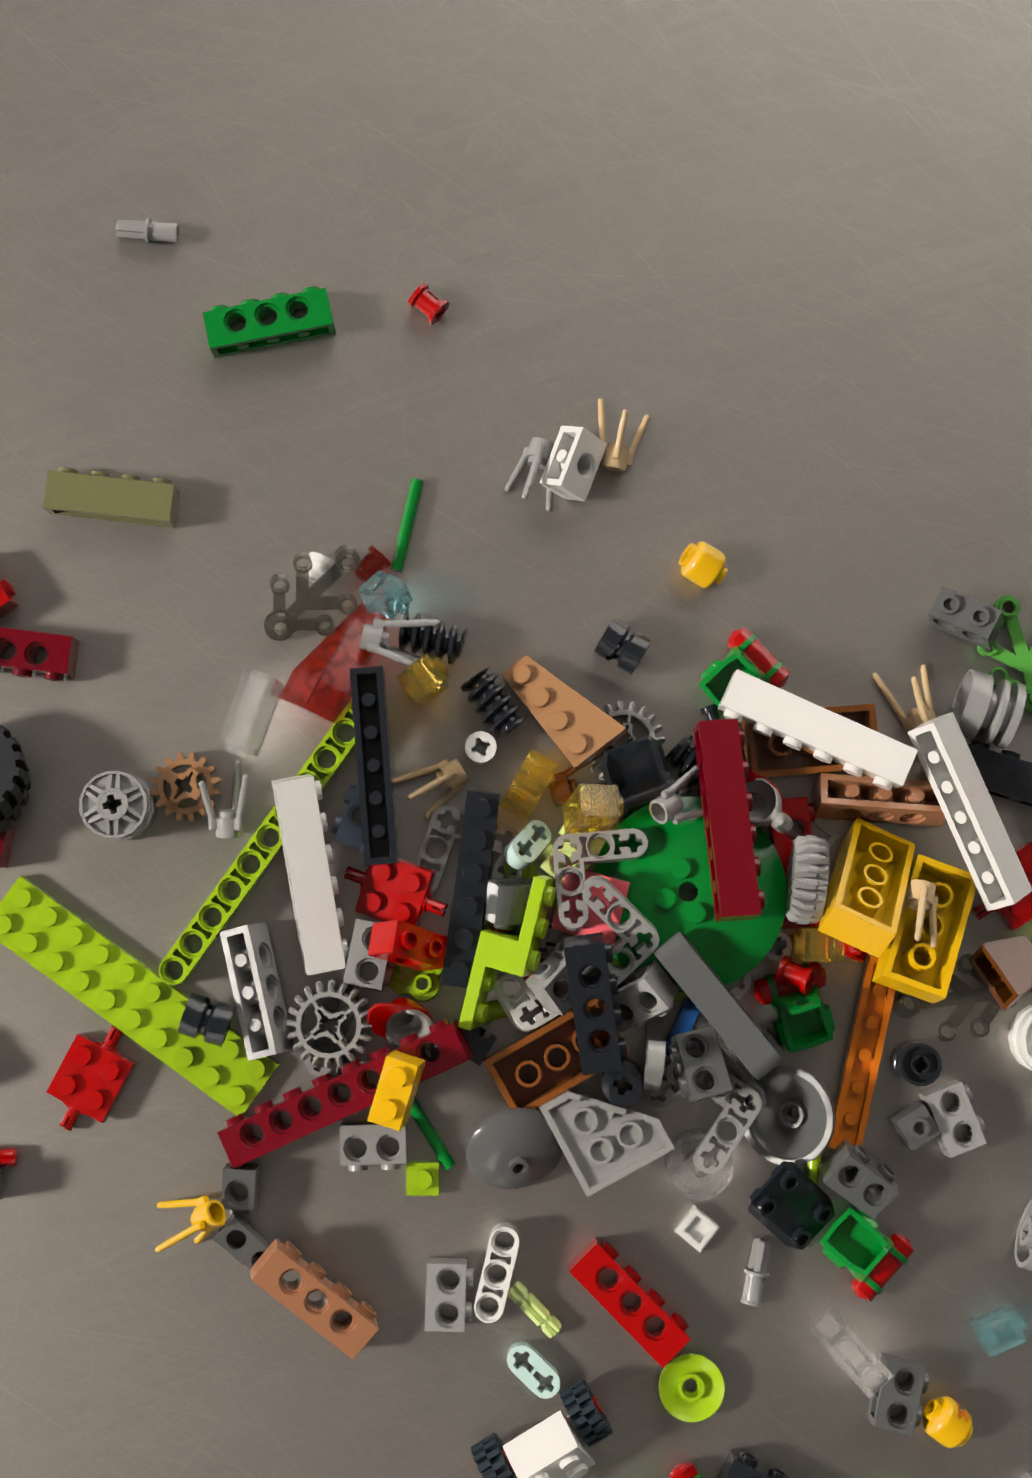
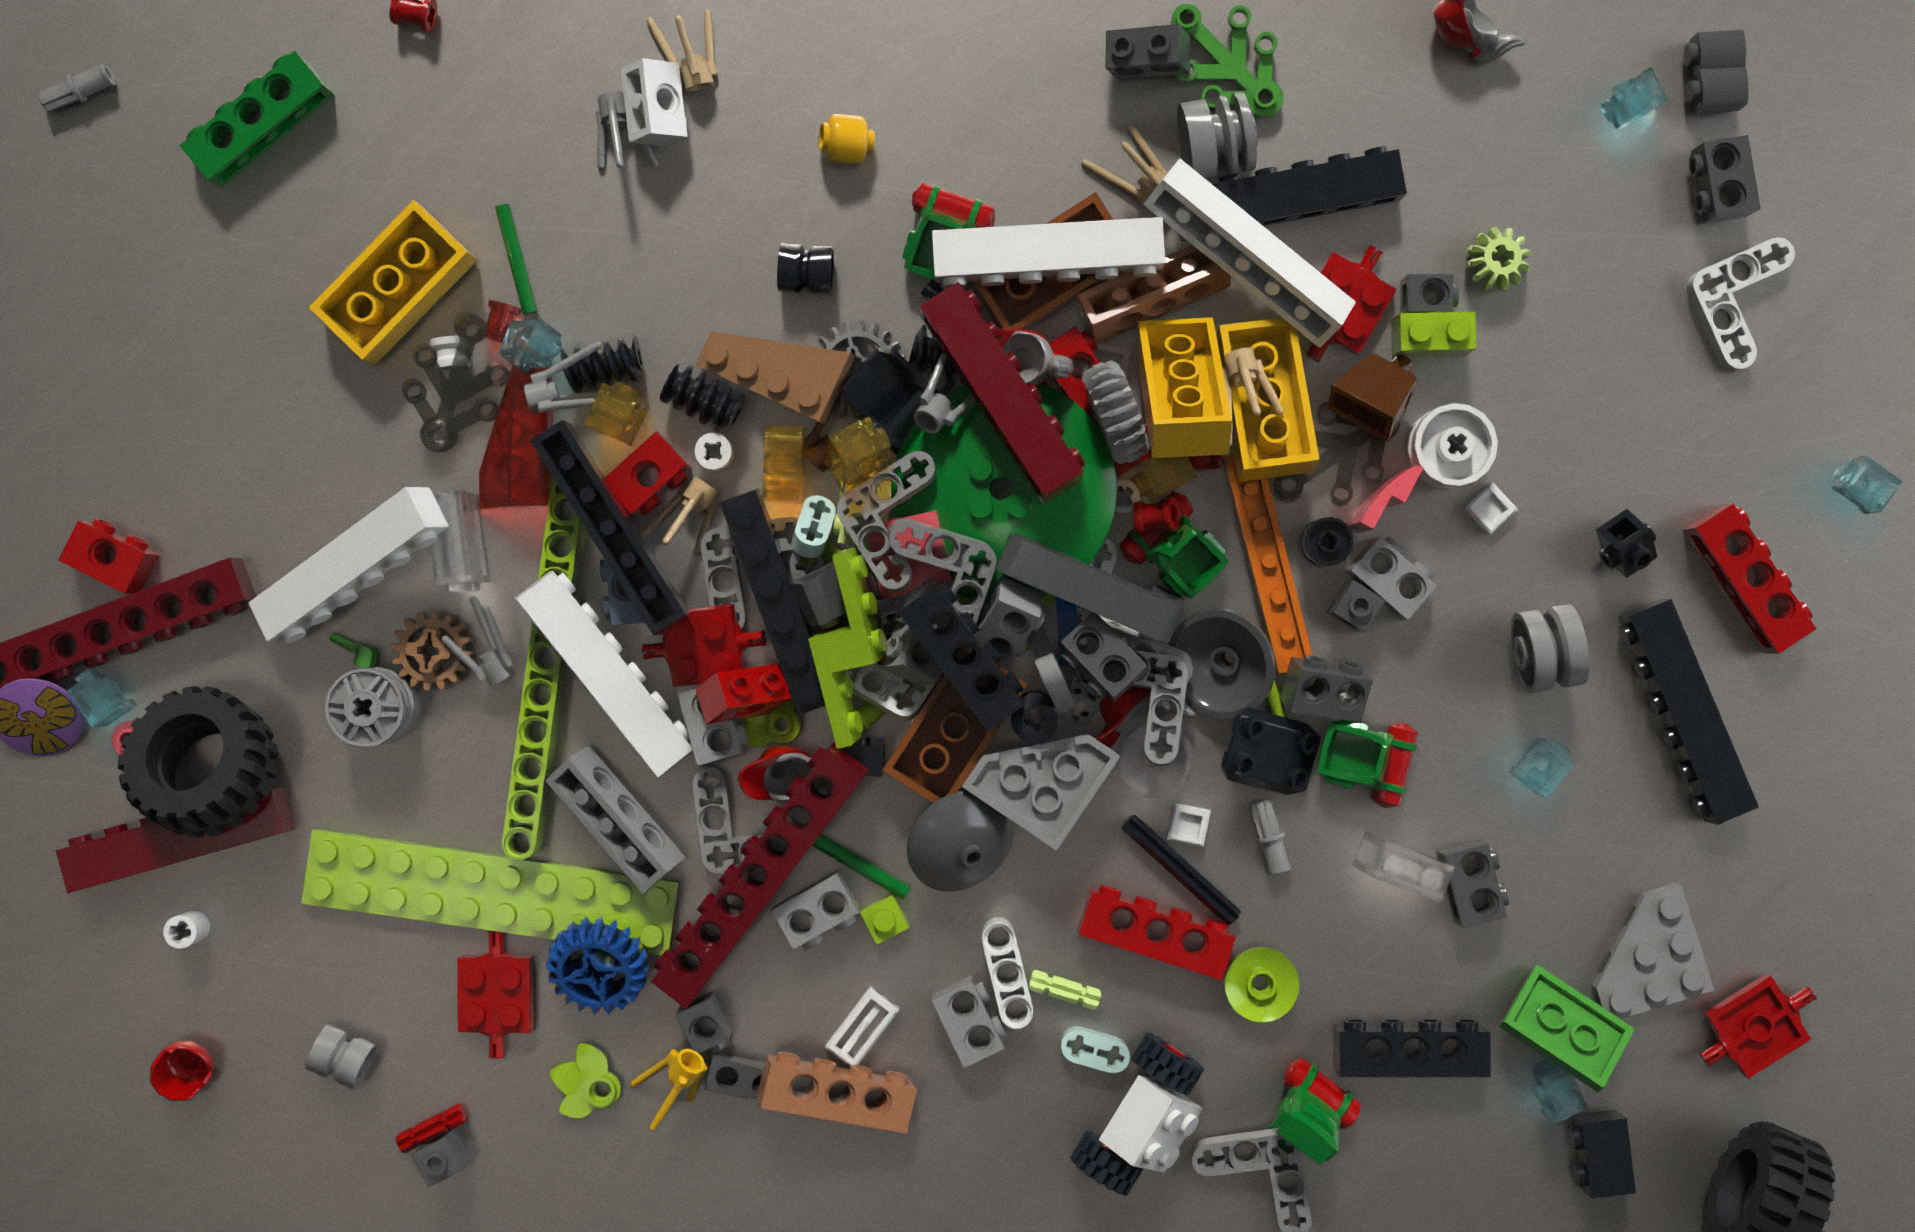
camera: 20 degrees left, 5 degrees up
(111, 498) = (193, 392): olive brick -> none
(119, 1180) = (580, 1081): none -> lime plate
(132, 763) = (365, 655): none -> bright green hand
(160, 690) = (349, 564): none -> white brick
(170, 1103) = (590, 976): none -> blue gear
(206, 1019) = (577, 875): black wheel -> none
(306, 495) = (393, 283): none -> yellow brick
(321, 1011) = (691, 806): light grey gear -> none
(386, 1242) = (881, 1001): none -> white tile
(396, 1090) = (805, 844): yellow brick -> none
(433, 724) = (626, 480): none -> red brick
(674, 1262) = (1181, 869): none -> black axle
(698, 1116) = (1130, 711): none -> hair
(947, 1422) = (1536, 884): yellow head -> none
(986, 1050) = (1390, 493): none -> coral slope

